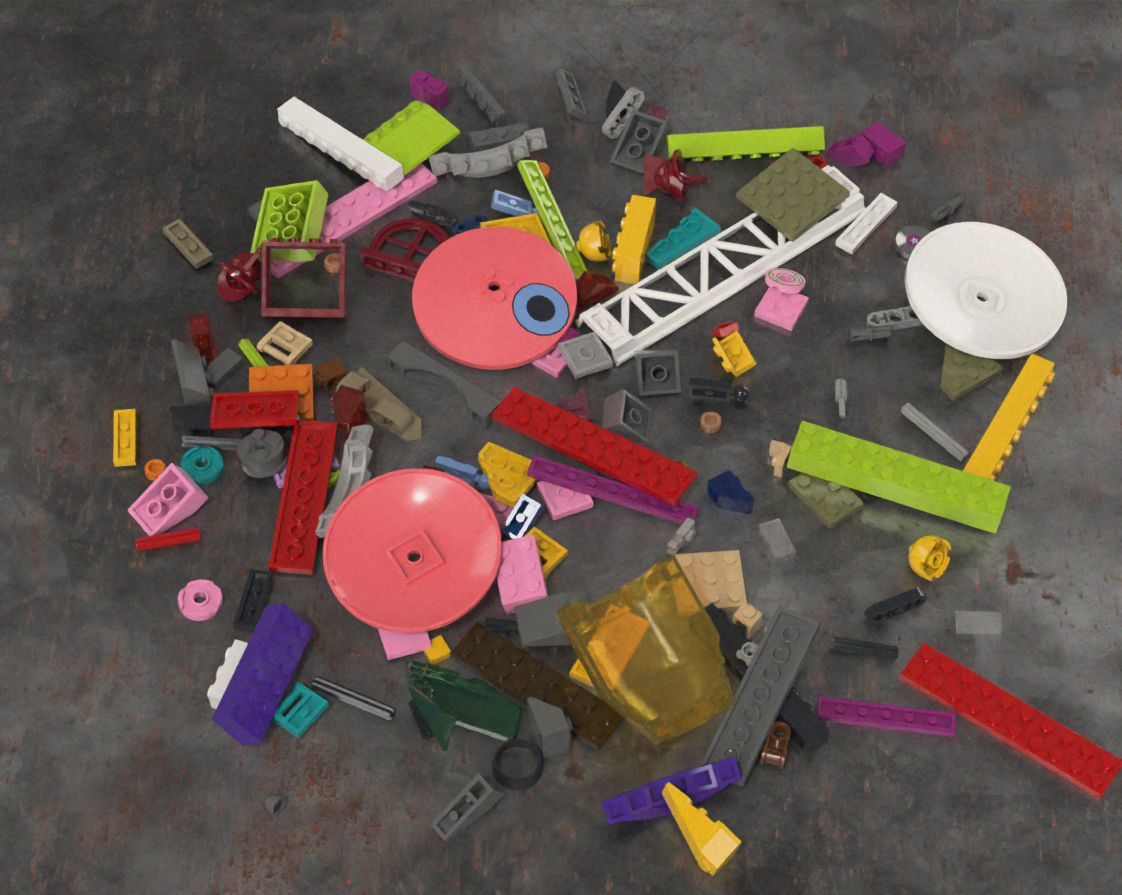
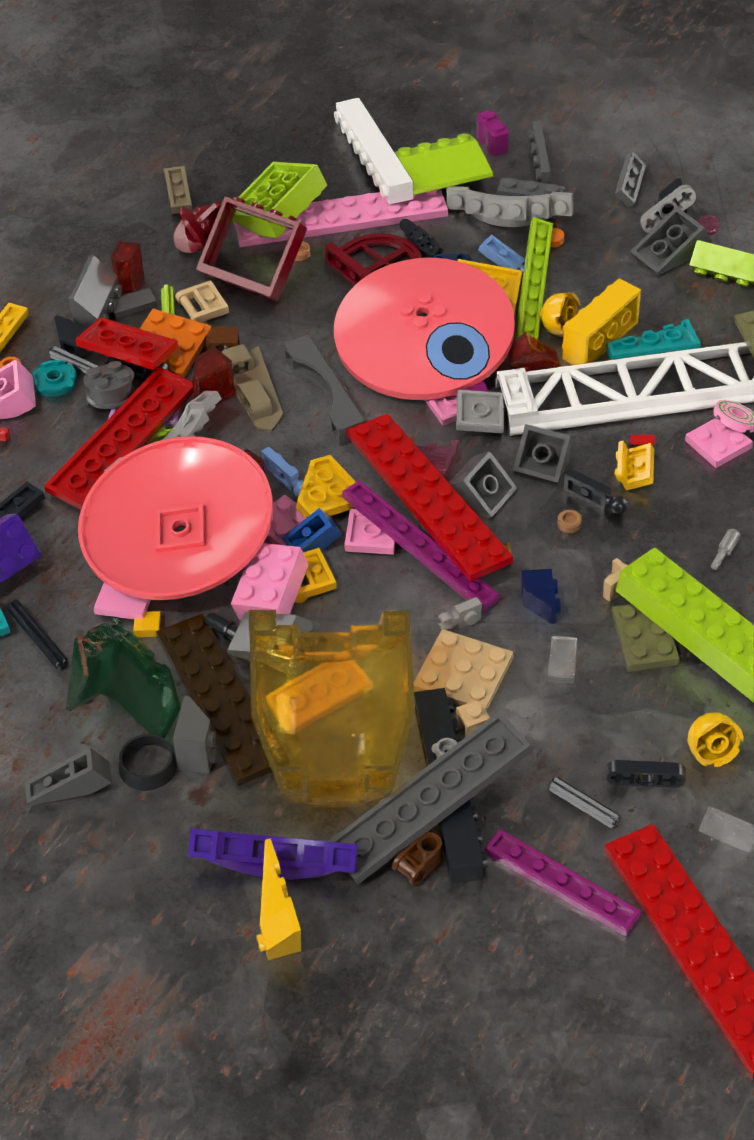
camera: 30 degrees right, 5 degrees down
(668, 176) = (678, 280): dark red helmet -> none

